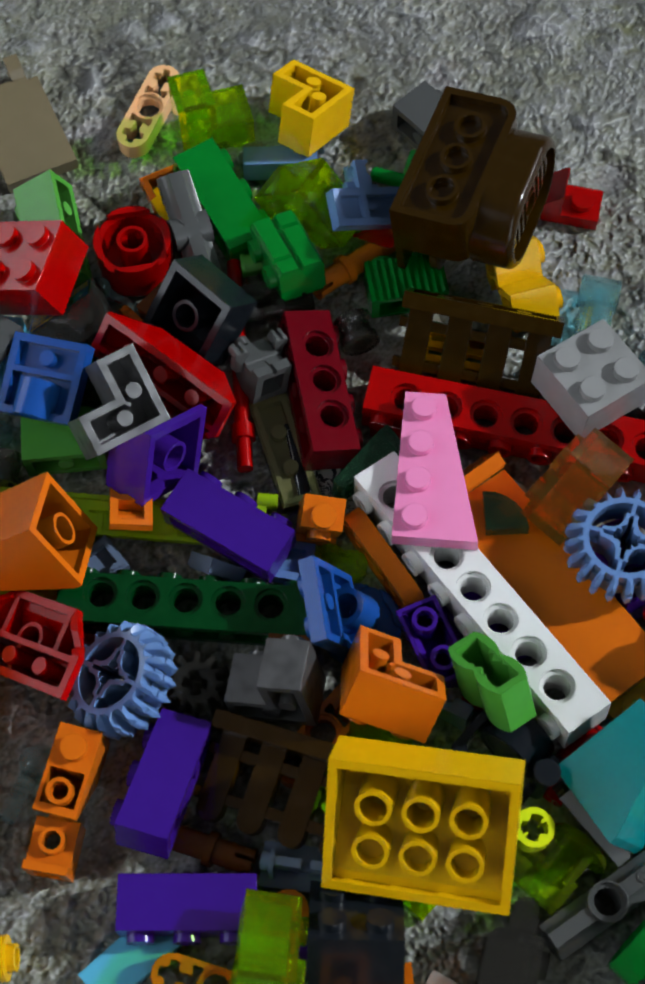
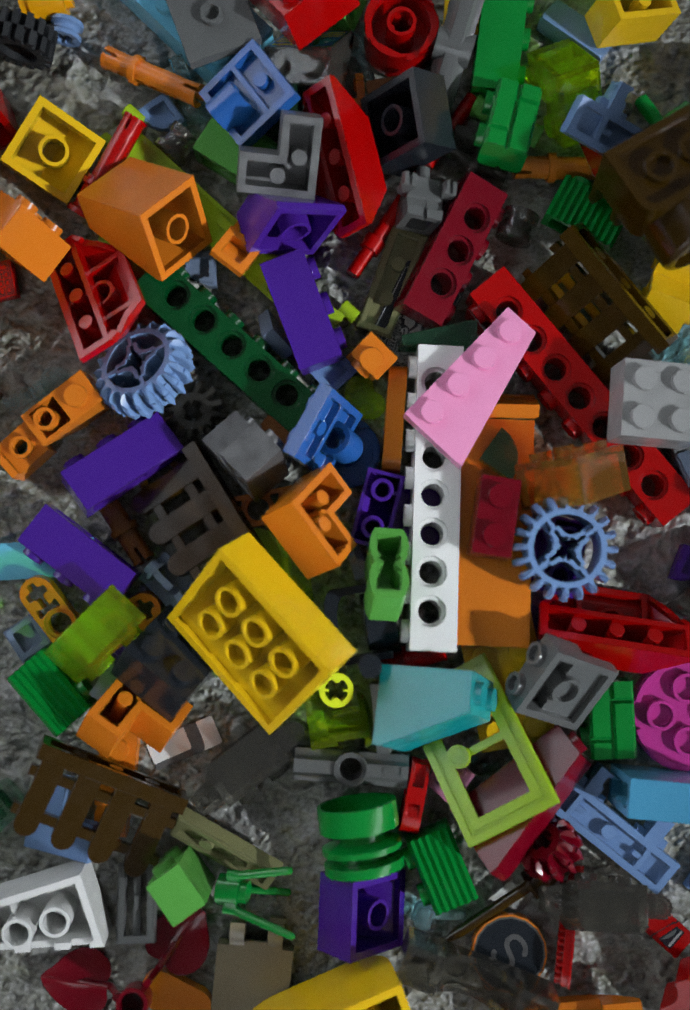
camera: 40 degrees right, 20 degrees up
(542, 567) = (494, 517): none -> dark red brick

